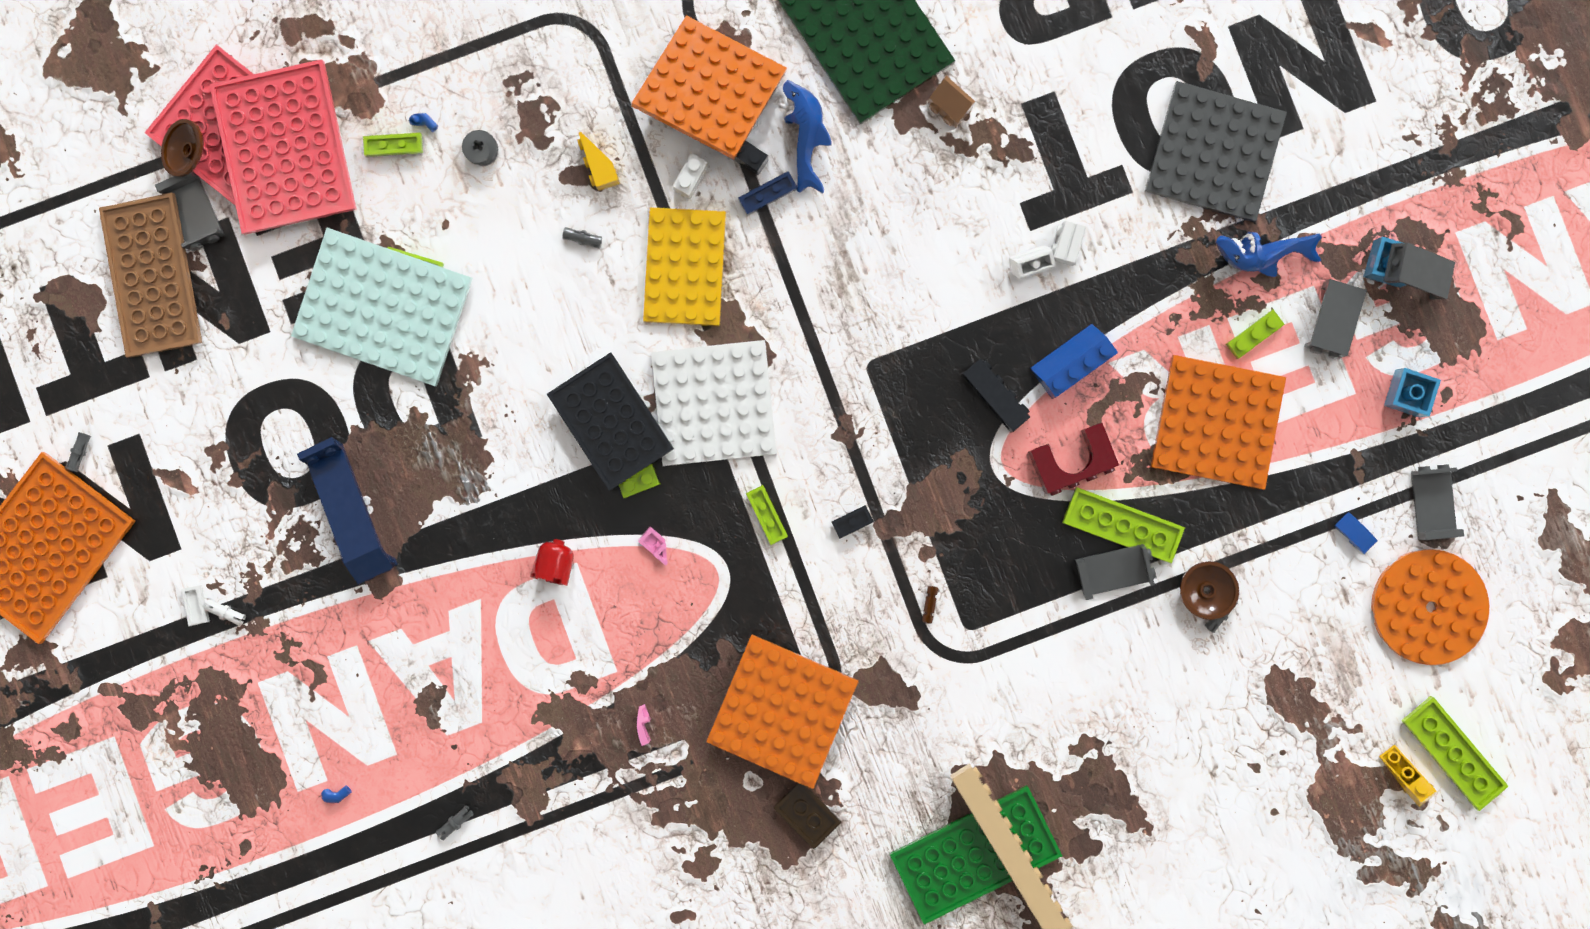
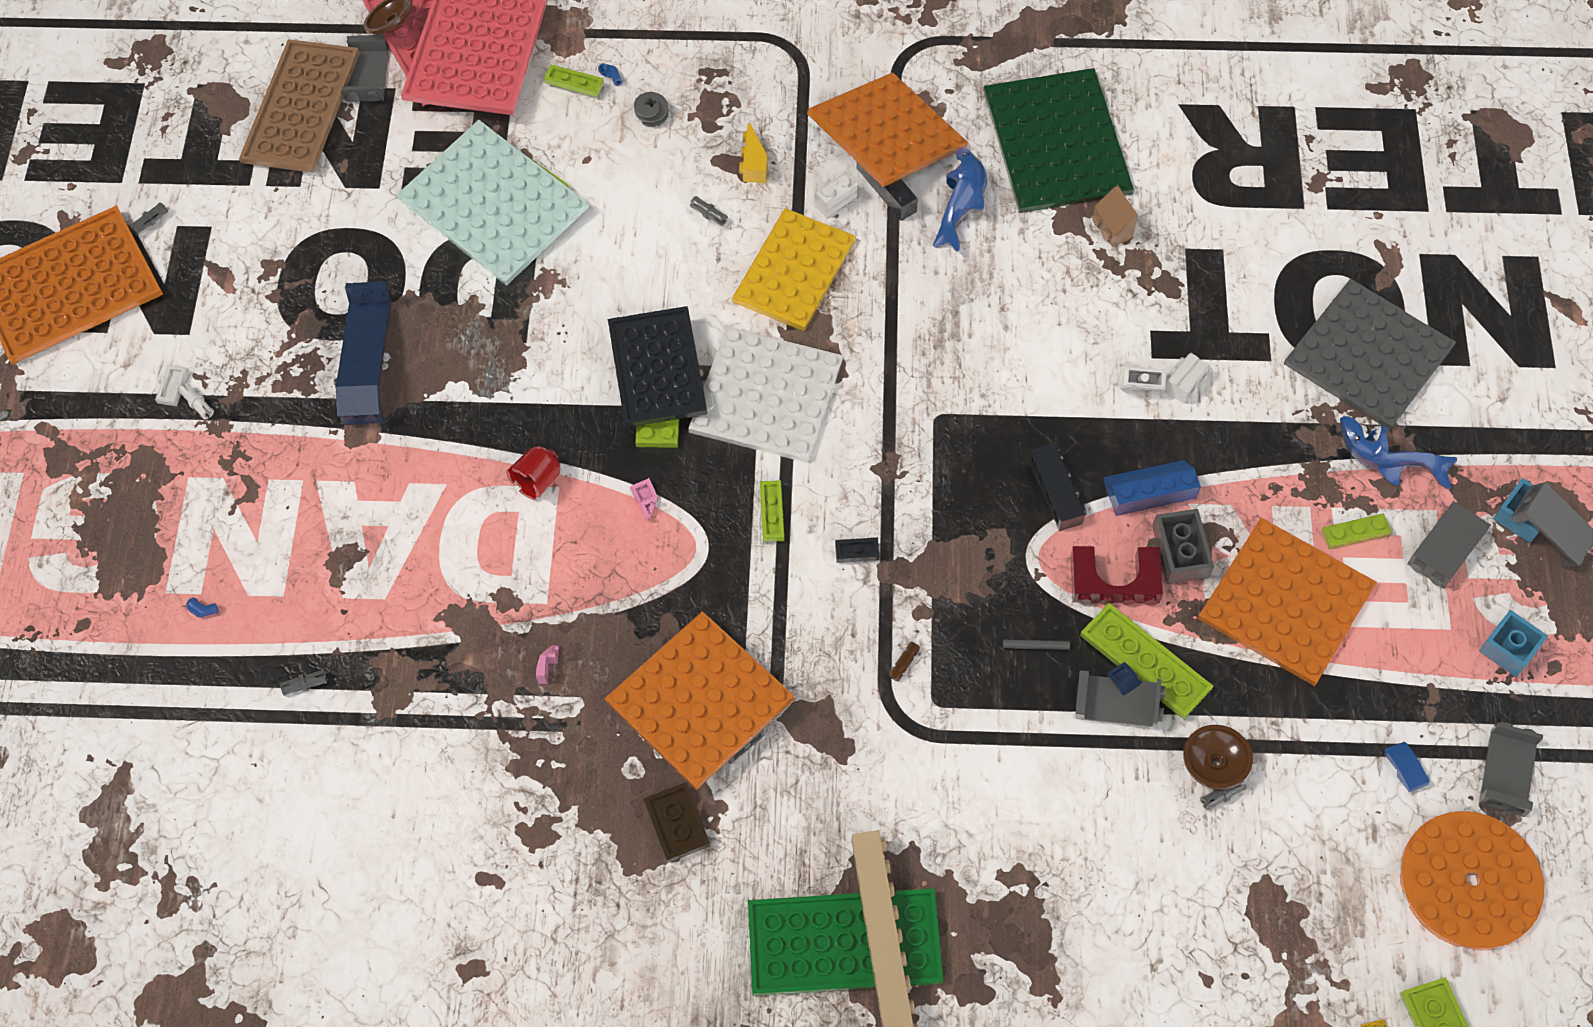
camera: 20 degrees right, 25 degrees down
(767, 193) = (903, 235): dark blue plate -> none
(1029, 545) = (1036, 644): none -> dark grey bar
(1112, 552) = (1124, 678): none -> dark blue slope
(1120, 412) = (1183, 546): none -> dark grey brick

